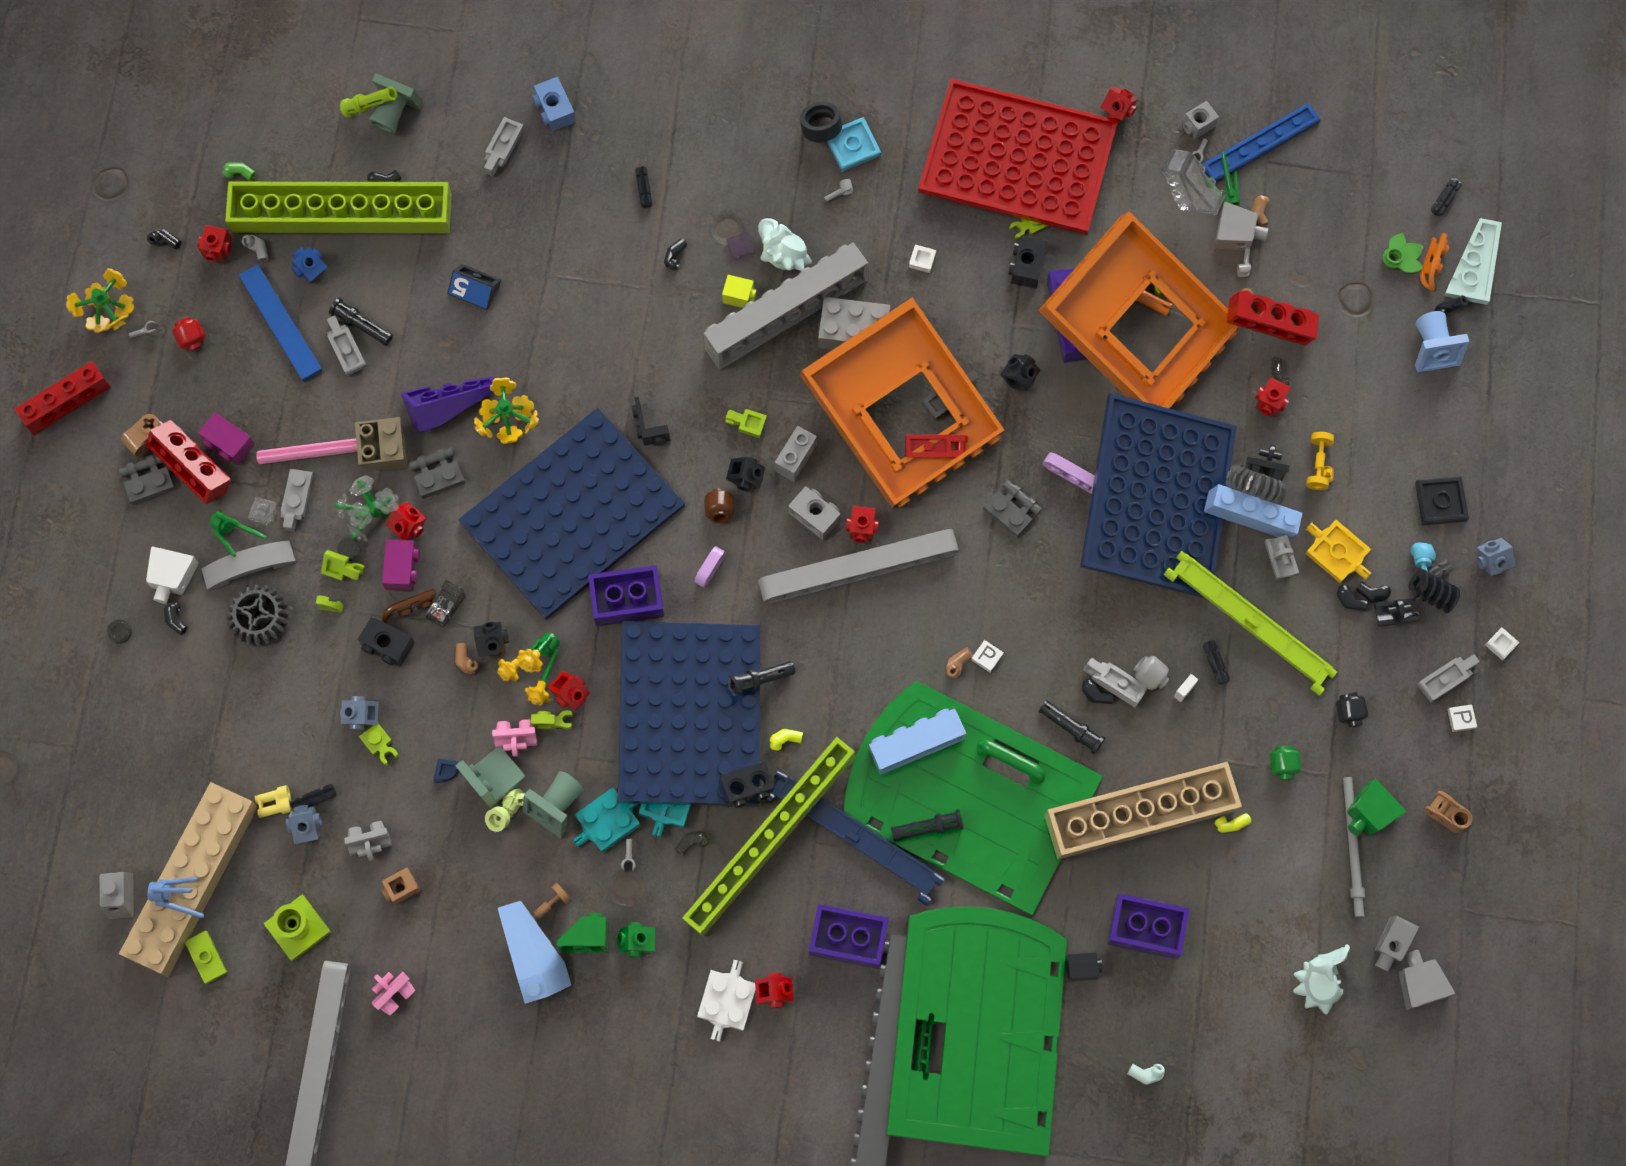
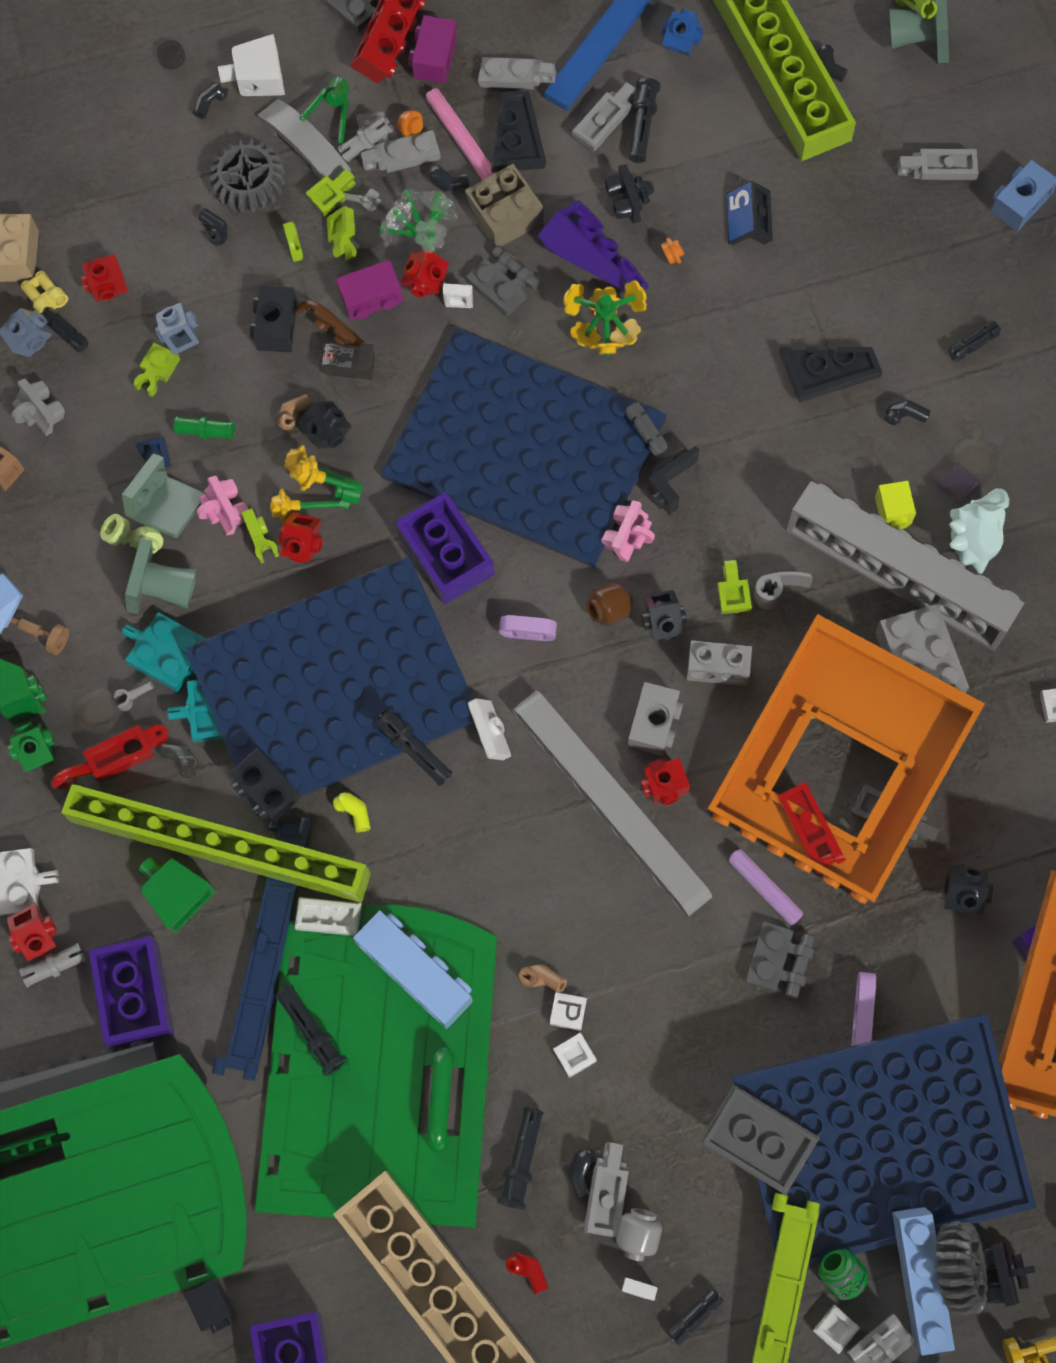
camera: 70 degrees right, 0 degrees up
(274, 392) = (515, 73): none -> light grey hinge
(274, 517) = (365, 138): none -> light grey pin
(276, 482) = (410, 123): none -> orange plate
(286, 654) = (217, 226): none -> black arm
(289, 750) = (104, 278): none -> red brick
(303, 563) = (329, 194): none -> lime plate
(323, 538) = (369, 201): none -> light grey hand
(327, 412) = (517, 134): none -> black wing
(335, 478) = (446, 181): none -> black arm
(415, 354) = (630, 204): none -> black hips
(434, 507) = (458, 295): none -> white tile
(446, 726) = (204, 427): none -> green pin
(475, 348) = (672, 251): none -> orange plate
(604, 423) = (646, 428): none -> dark grey axle
(618, 289) = (825, 371): none -> black wing
(665, 464) = (632, 533): none -> bright pink hips
(668, 889) = (109, 756): none -> red piece
(760, 392) = (775, 582): none -> light grey panel
(771, 622) = (489, 729): none -> white plate
(788, 882) = (174, 891): none -> green torso
(802, 987) = (52, 965): none -> light grey pin
(854, 783) = (328, 916): none -> white plate
(960, 495) = (765, 886): none -> lavender axle
(1018, 664) = (574, 1055): none -> white tile
(1127, 567) = (759, 1139): none -> dark grey tile
(1143, 751) = (527, 1267): none -> red arm
(1229, 559) = (843, 1274): none -> green head
(1258, 581) = (836, 1329): none -> white tile

